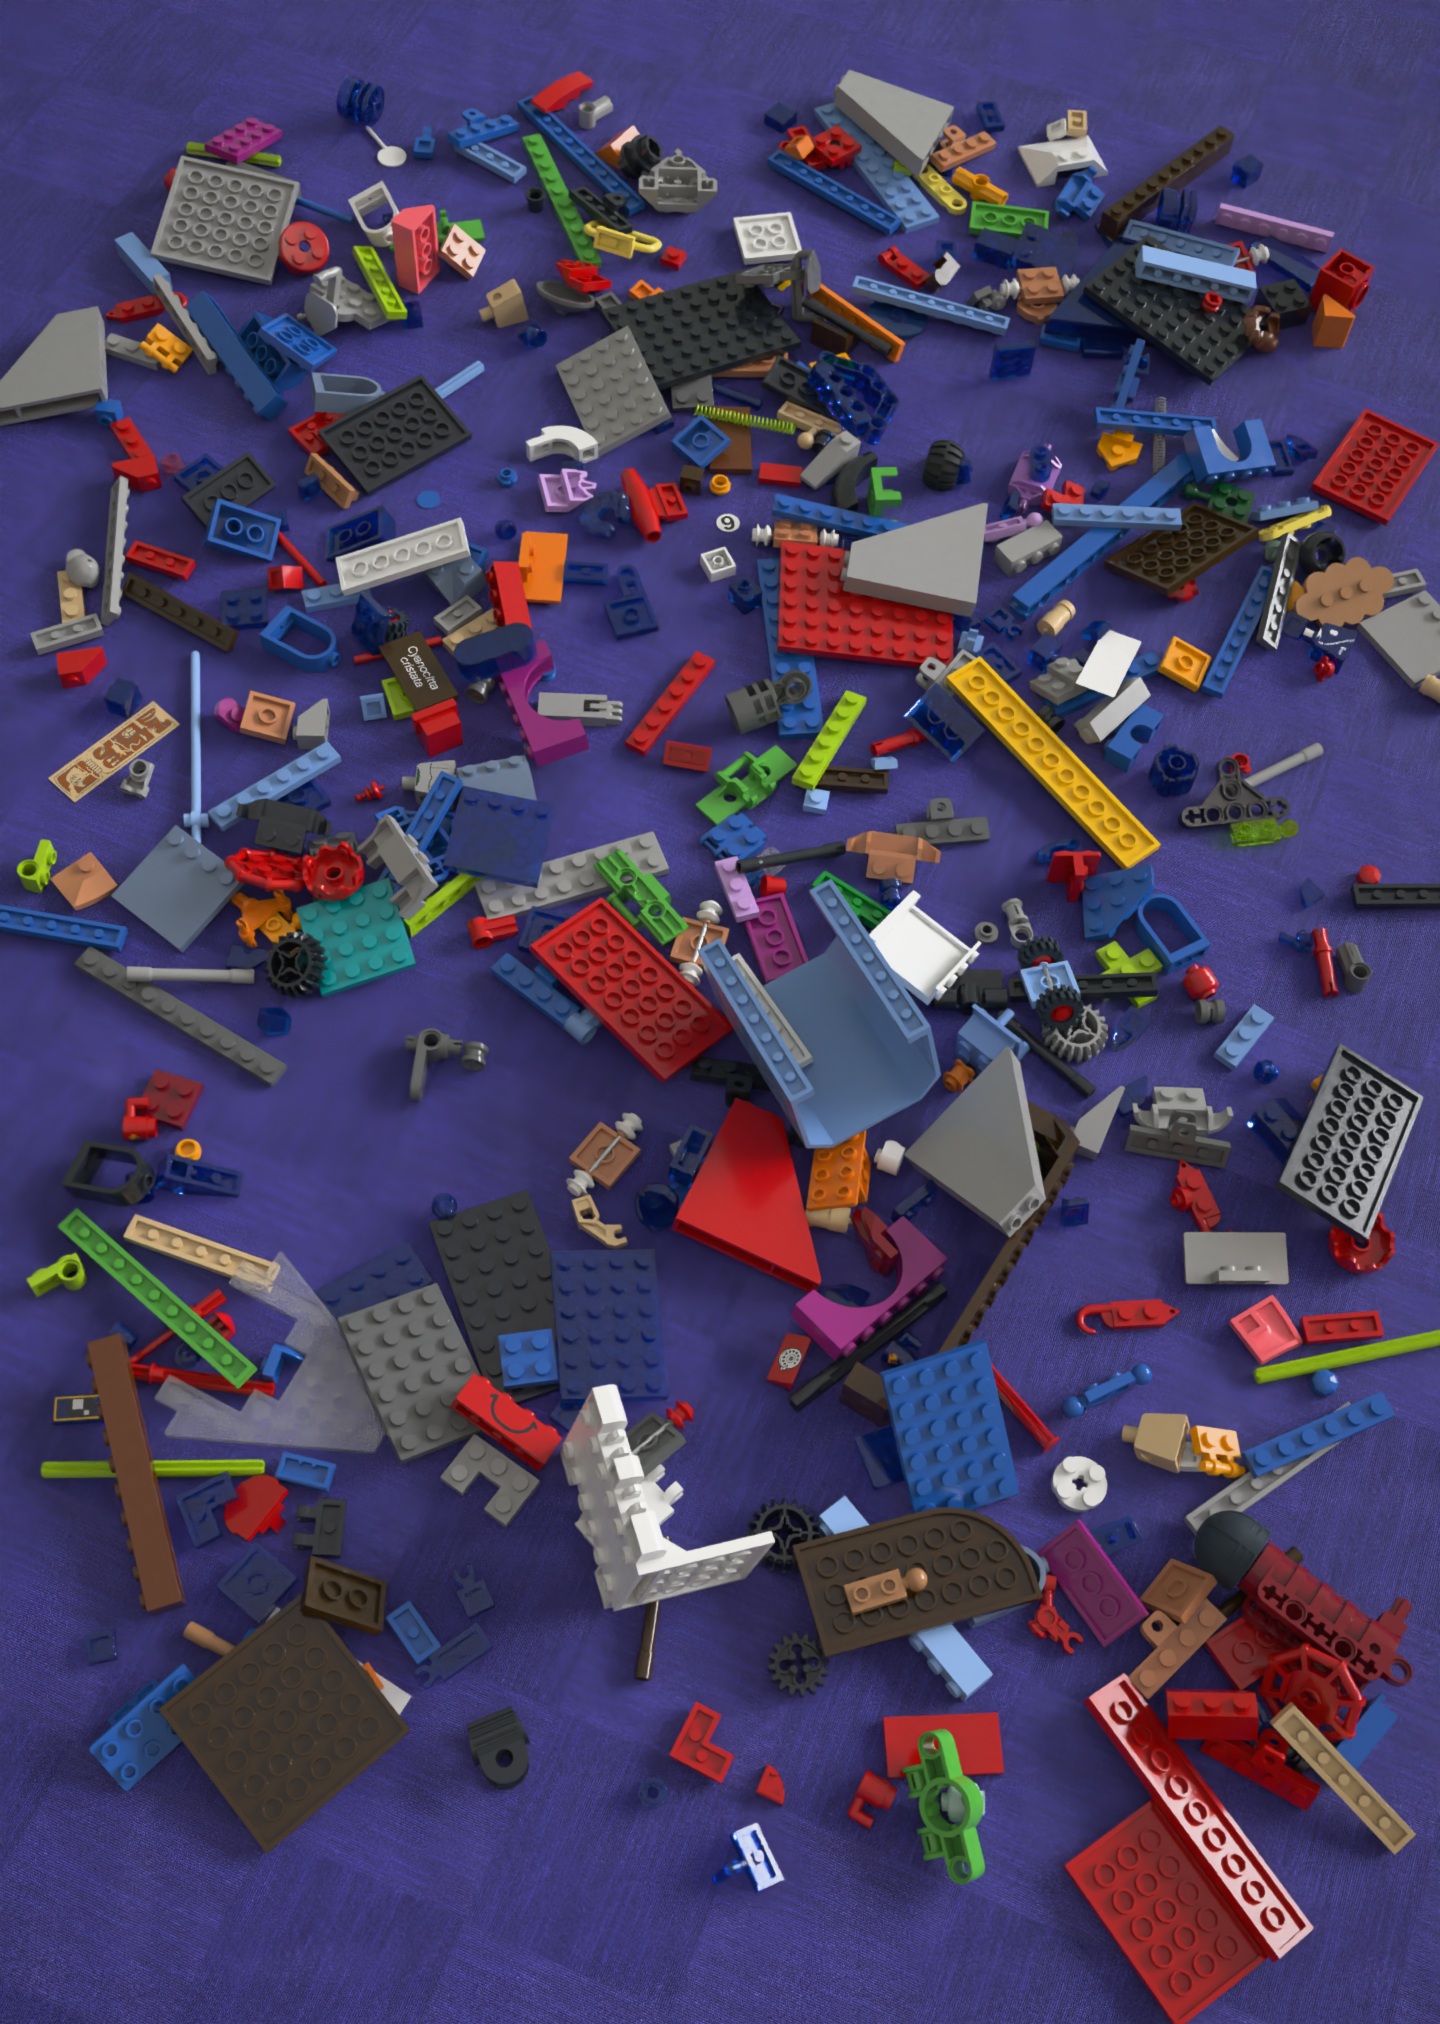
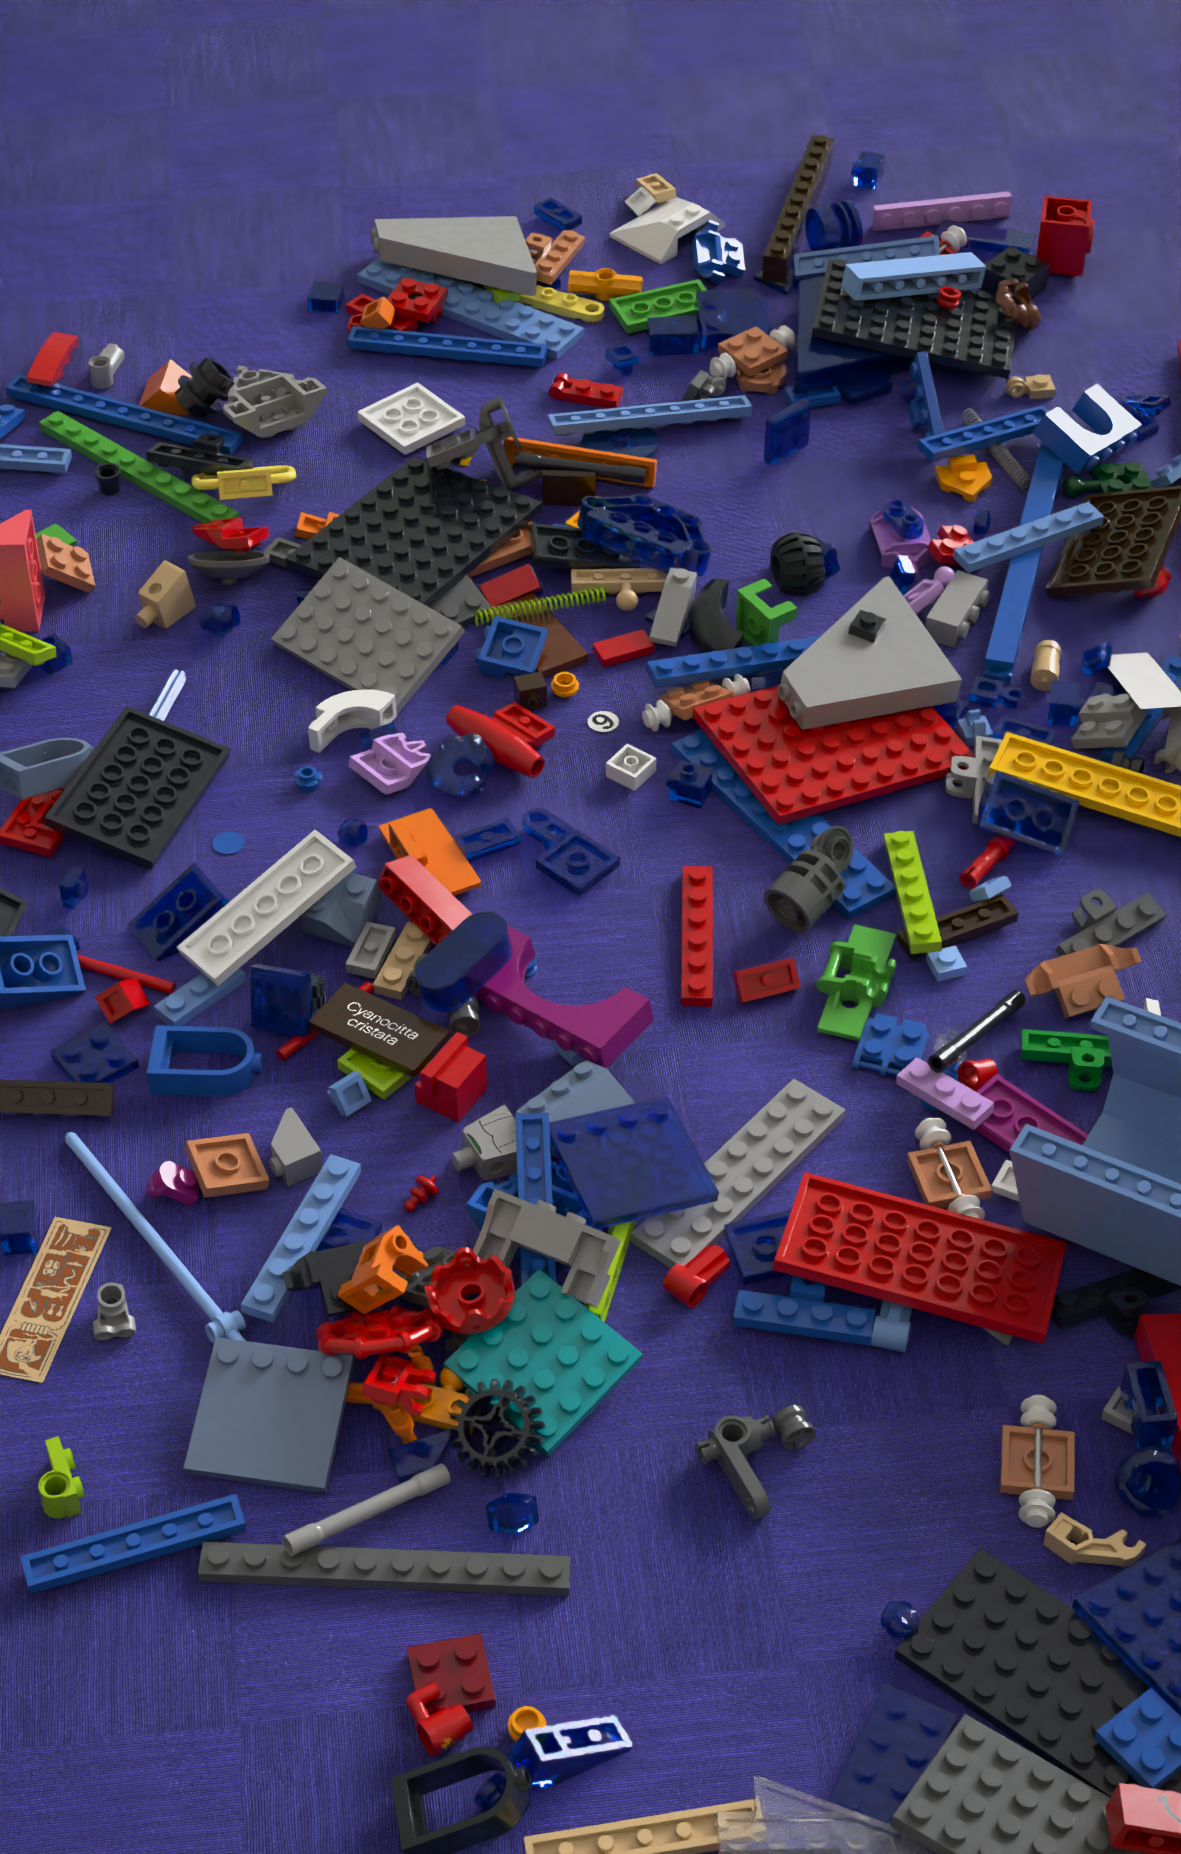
camera: 25 degrees left, 15 degrees down
(84, 882) = (133, 1470): nougat plate -> none
(249, 903) = (398, 1381): none -> red plate
(280, 836) = (375, 1267): none -> orange tile
(331, 481) = (99, 869): medium nougat plate -> none
(572, 706) = (595, 983): light grey hinge -> none
(645, 892) = (846, 1146): bright green piece -> none
(673, 258) = (317, 478): red plate -> none
(736, 395) = (510, 586): none -> red tile
(823, 437) = (647, 587): black piece -> none
(937, 534) = (867, 626): none -> black plate
(945, 270) = (636, 378): leg -> none
(1230, 401) = (1035, 386): none -> tan plate
(1331, 324) = (1079, 274): orange slope -> none

